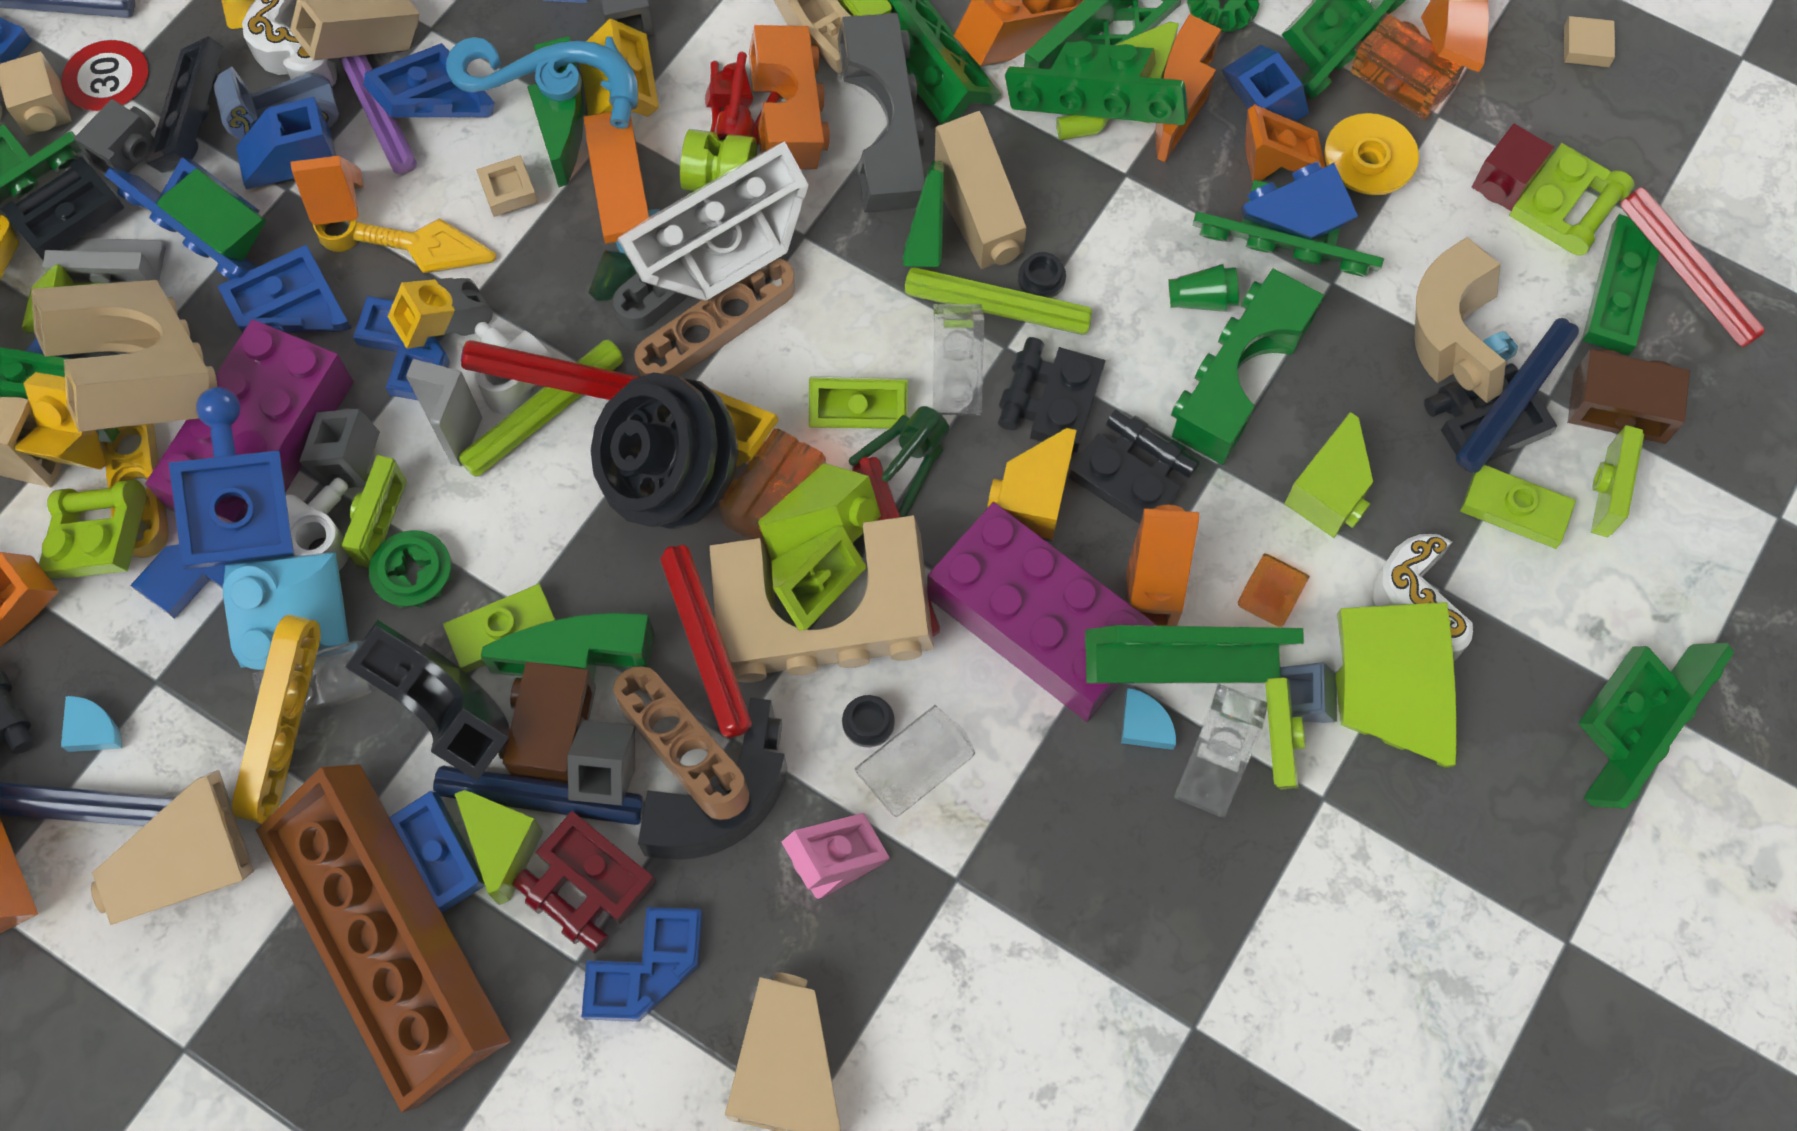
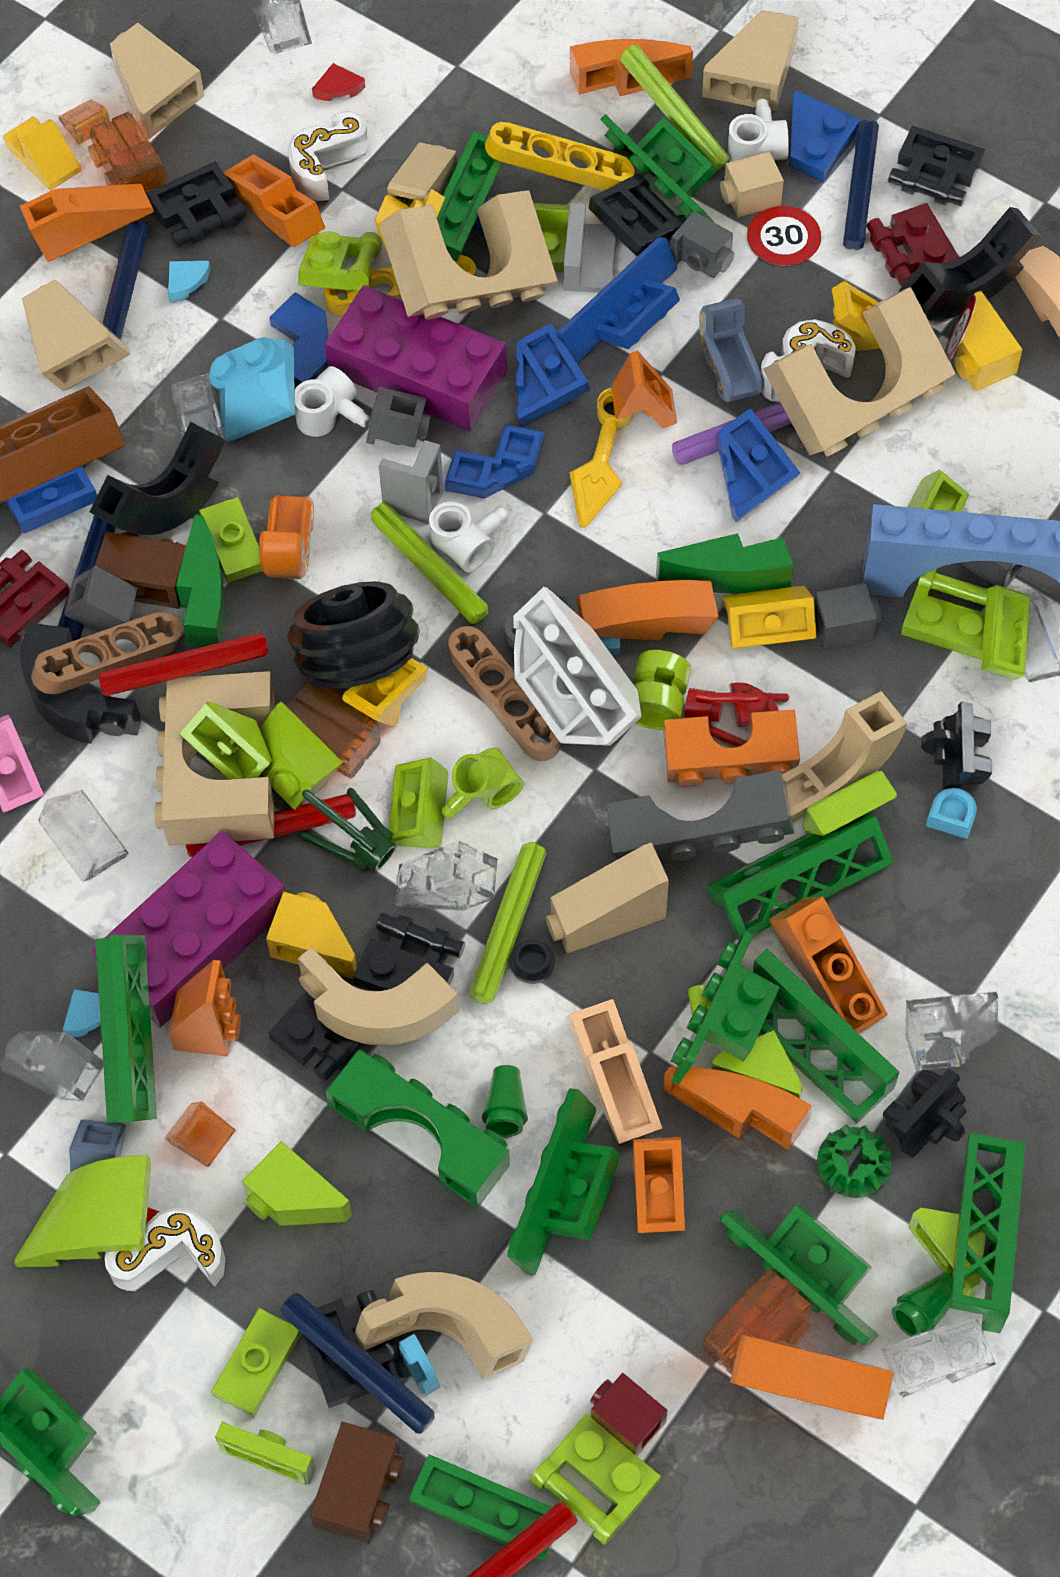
camera: 95 degrees right, 5 degrees down
(185, 104) = (775, 295): black plate -> none
(205, 482) = (349, 345): blue plate -> none
(213, 214) = (613, 311): green slope -> none
(276, 718) = (128, 383): yellow beam -> none
(282, 136) = (691, 366): blue slope -> none
(374, 510) = (338, 445): lime plate -> none
(391, 560) = (300, 461): green gear -> none
(437, 309) = (518, 481): yellow leg -> none
(500, 840) = (52, 536): lime slope -> none
(507, 185) = (648, 529): tan plate -> none
(510, 555) = (286, 543): none -> orange animal
(542, 370) = (442, 564): red axle -> none
(546, 62) = (734, 549): dark azure plant -> none
(838, 321) = (482, 777): none -> lime piece
(868, 721) = (117, 798): black plate -> none
(924, 239) = (577, 854): green slope -> none
(1137, 376) = (378, 1017): none -> tan arch
(1156, 195) = (614, 1071): none -> light nougat slope
(1268, 82) = (729, 1176): blue slope -> none
(1285, 733) = (53, 1110): lime plate -> none
(1305, 207) = (569, 1182): blue slope -> none
(1375, 140) = (654, 1253): yellow dish -> none
(1589, 41) = (797, 1537): tan tile -> none

